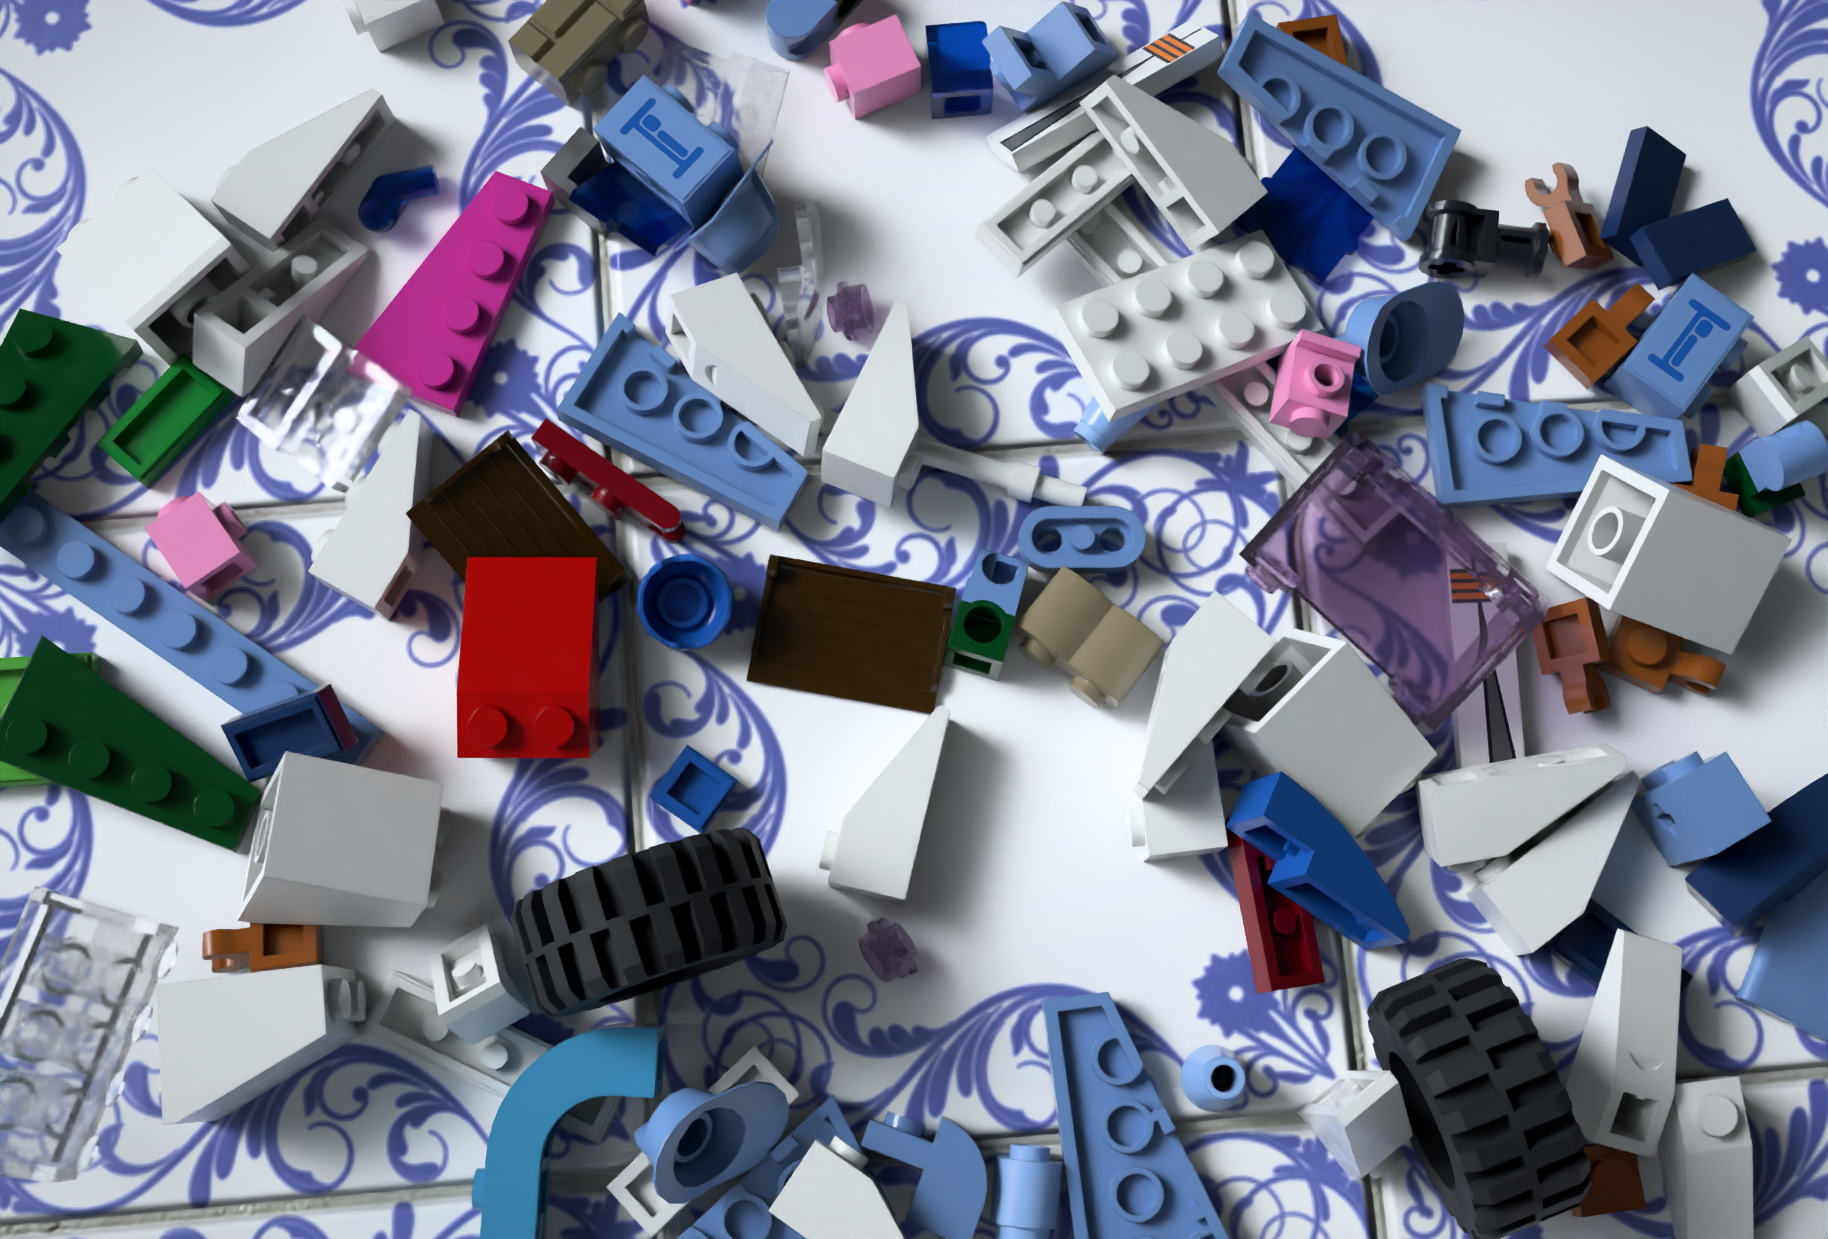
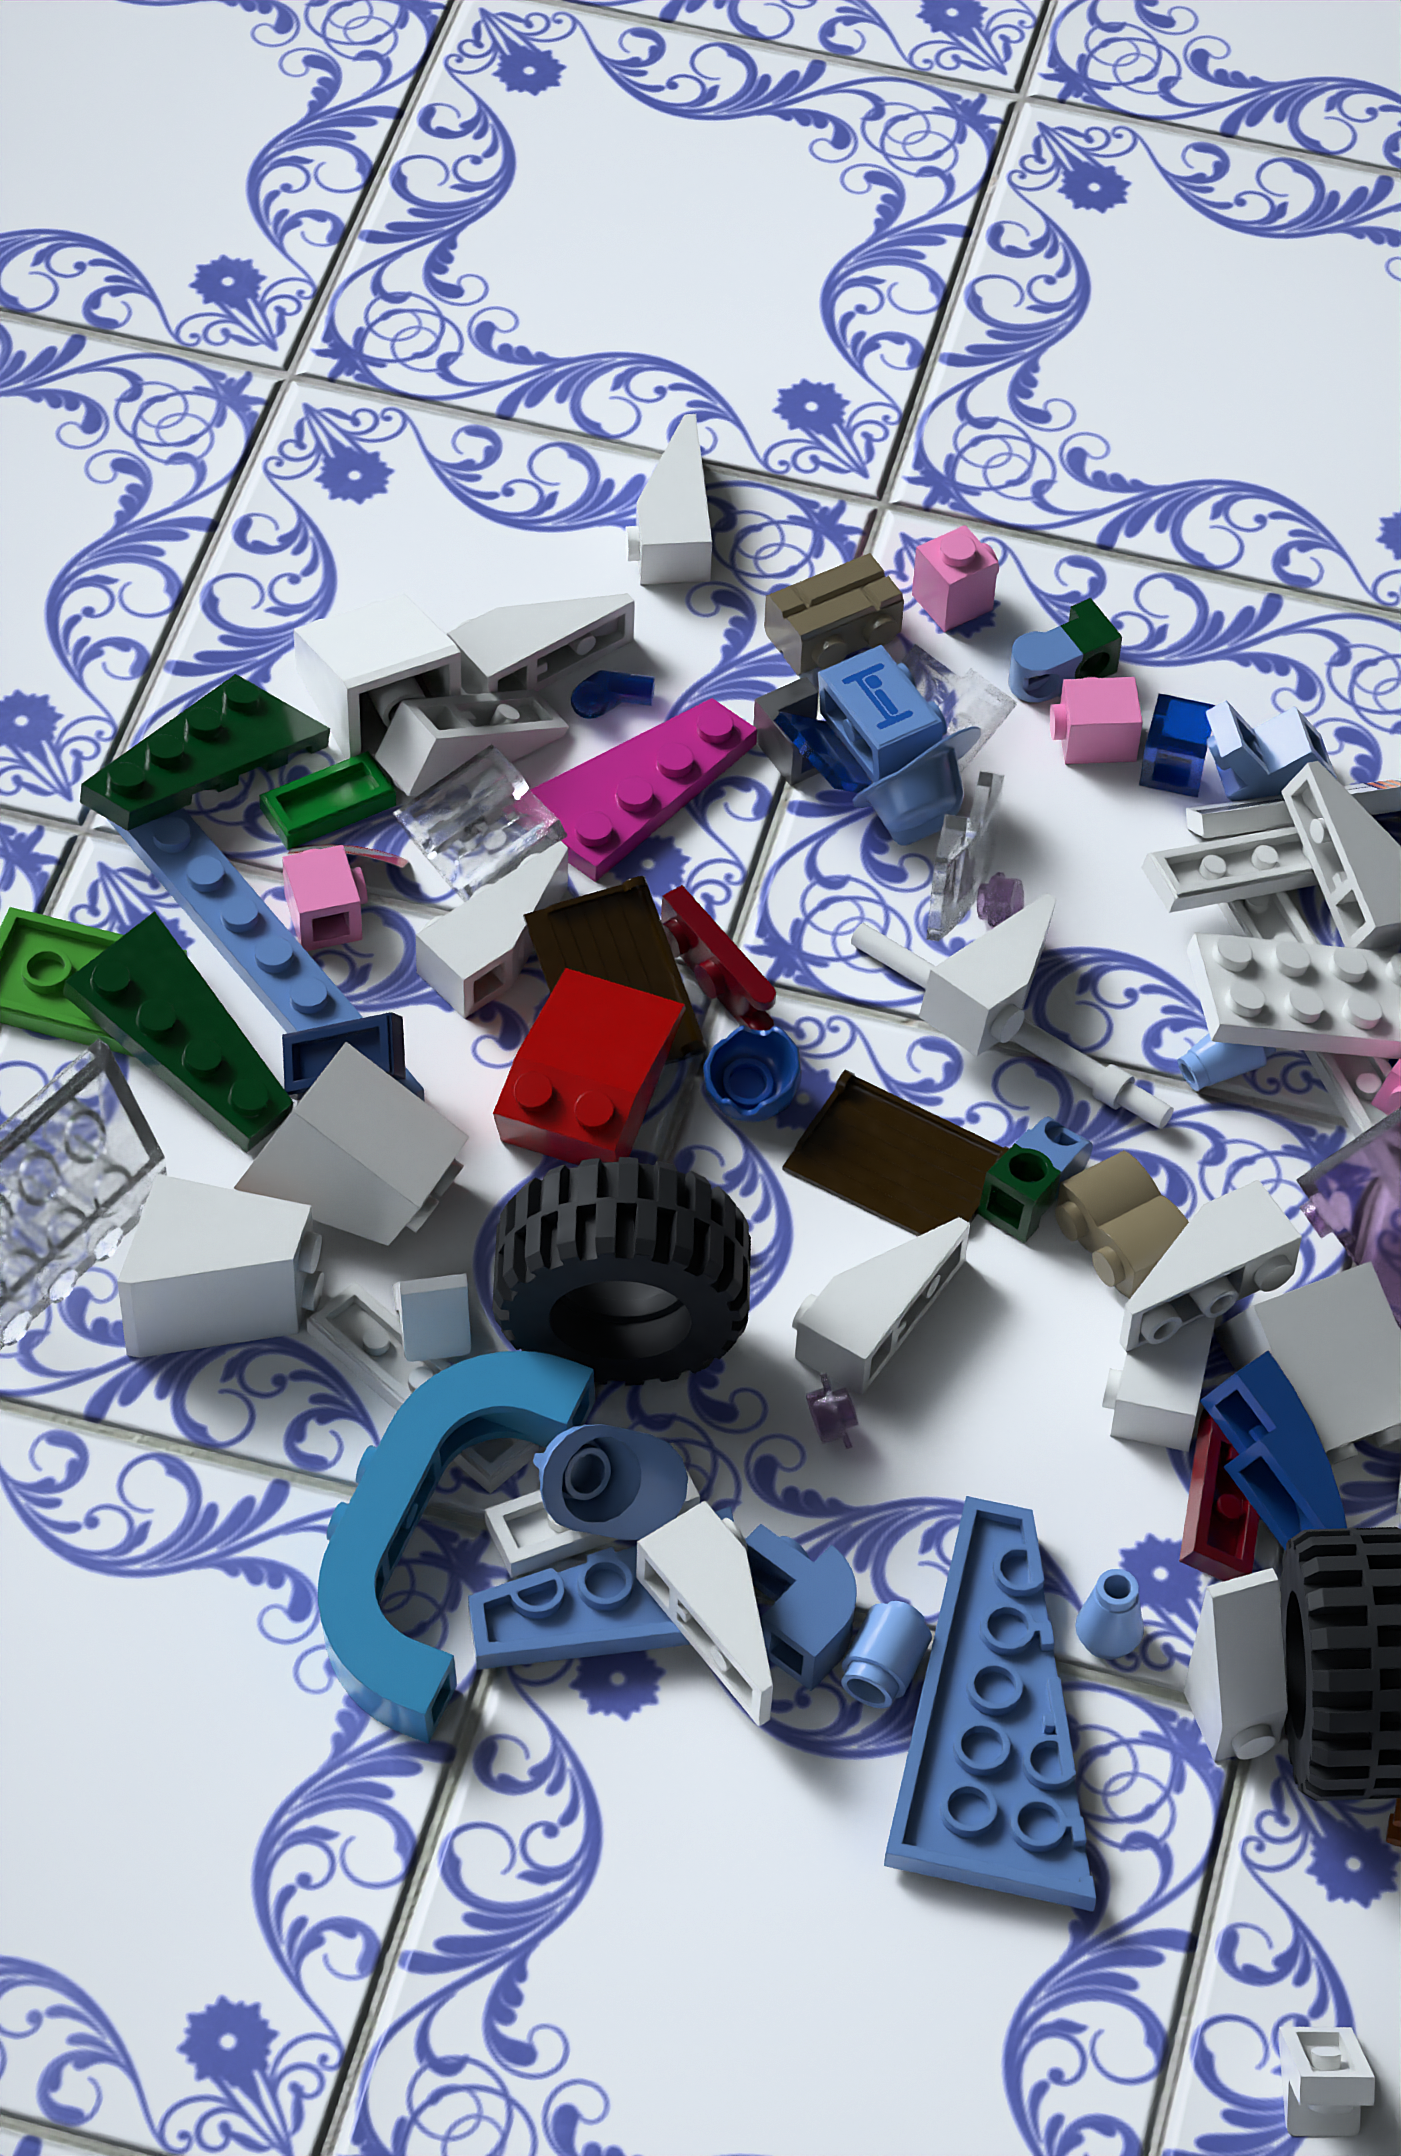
camera: 20 degrees right, 25 degrees down
(210, 476) = (360, 851): none -> sticker
(661, 417) = (793, 937): medium blue wing -> none
(735, 356) = (879, 896): white slope -> none
(1079, 537) = (1154, 1143): medium blue plate -> none

